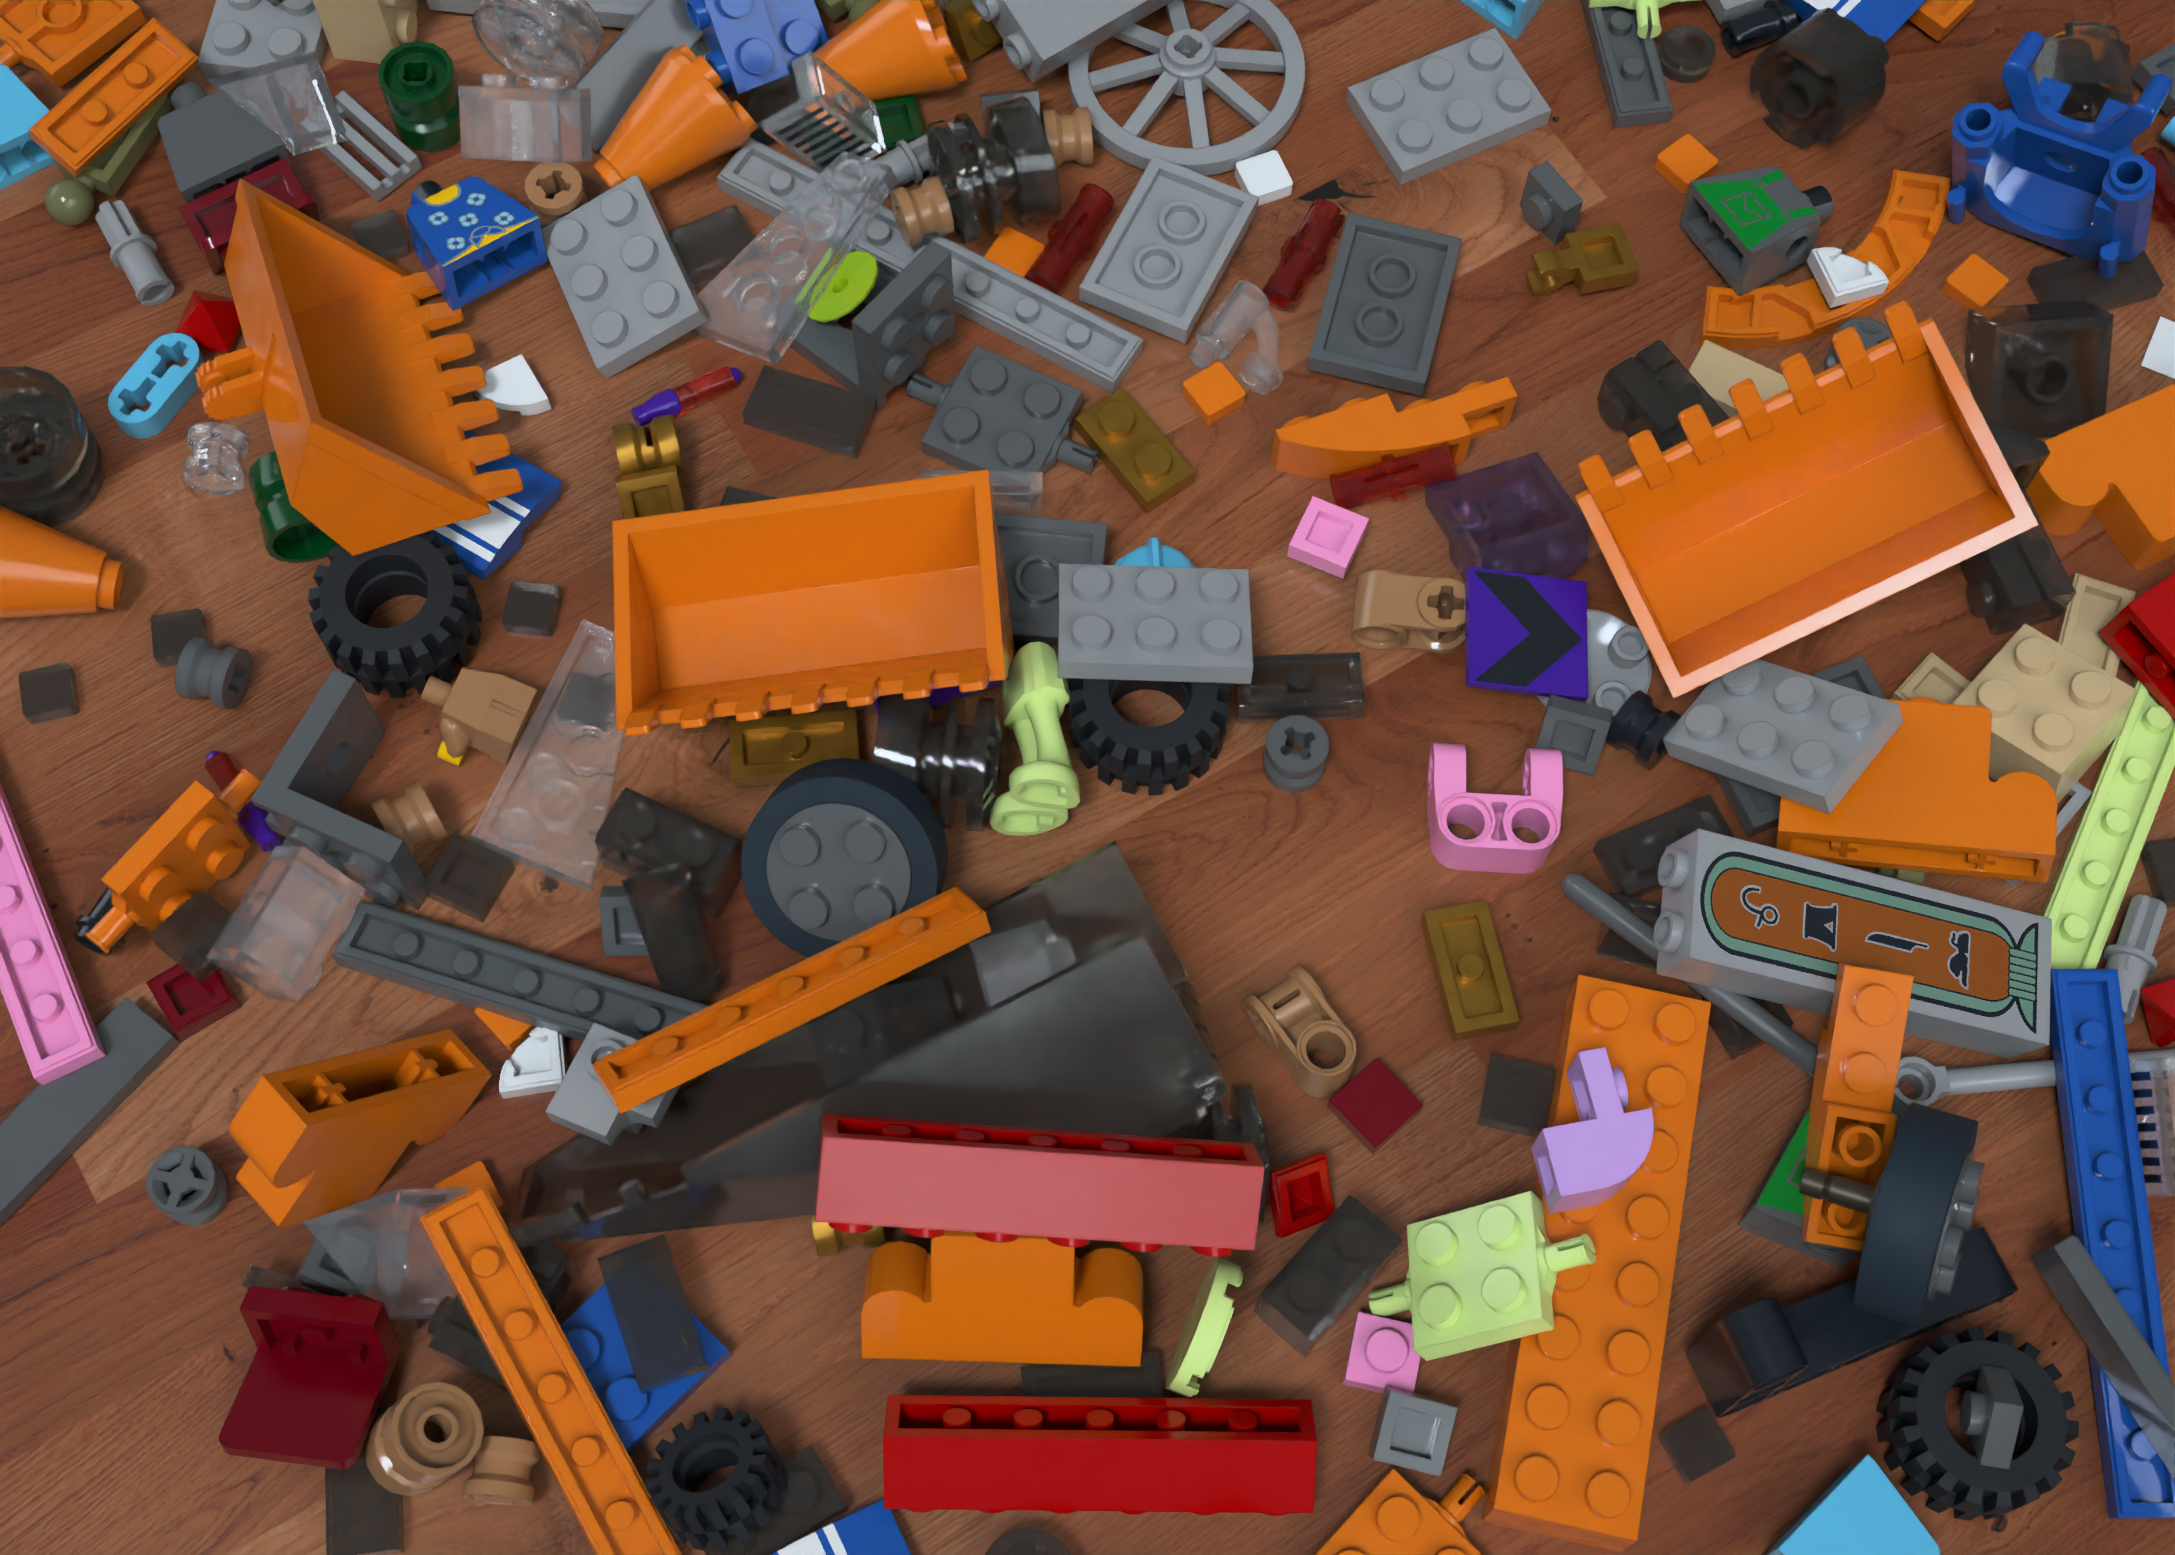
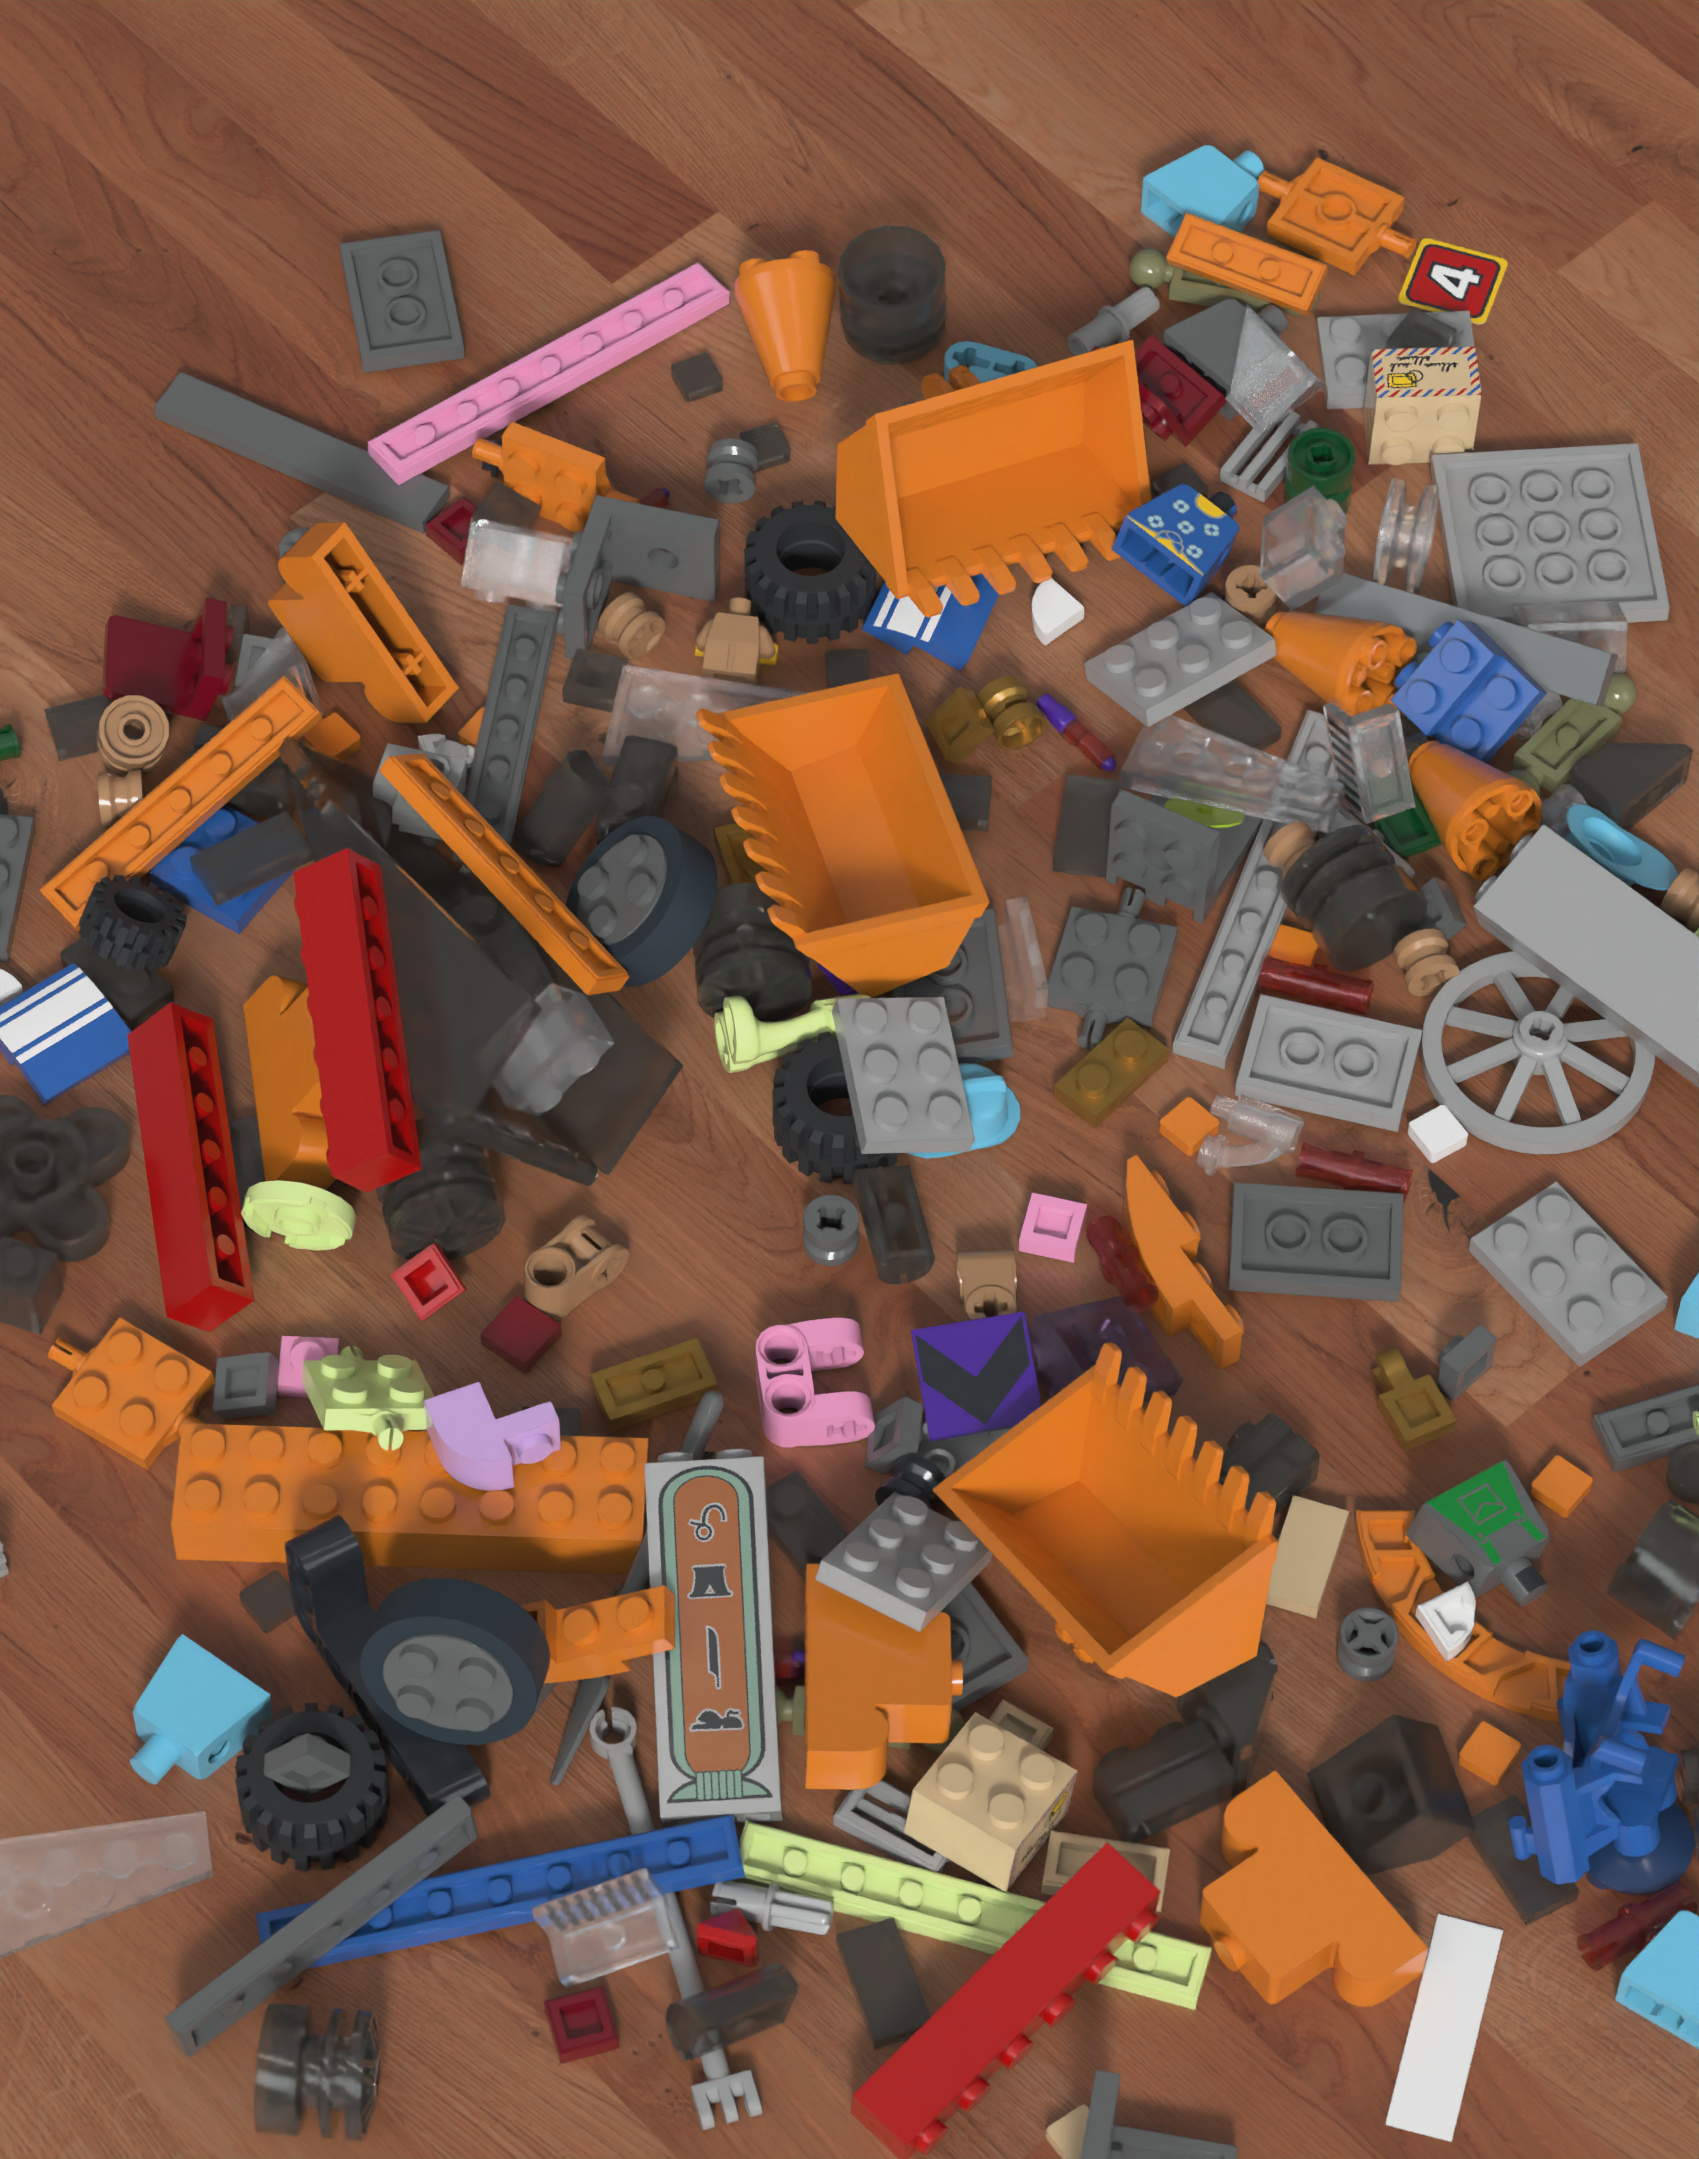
camera: 80 degrees right, 10 degrees down
(1327, 1275) = (360, 1305): clear smoke brick -> none

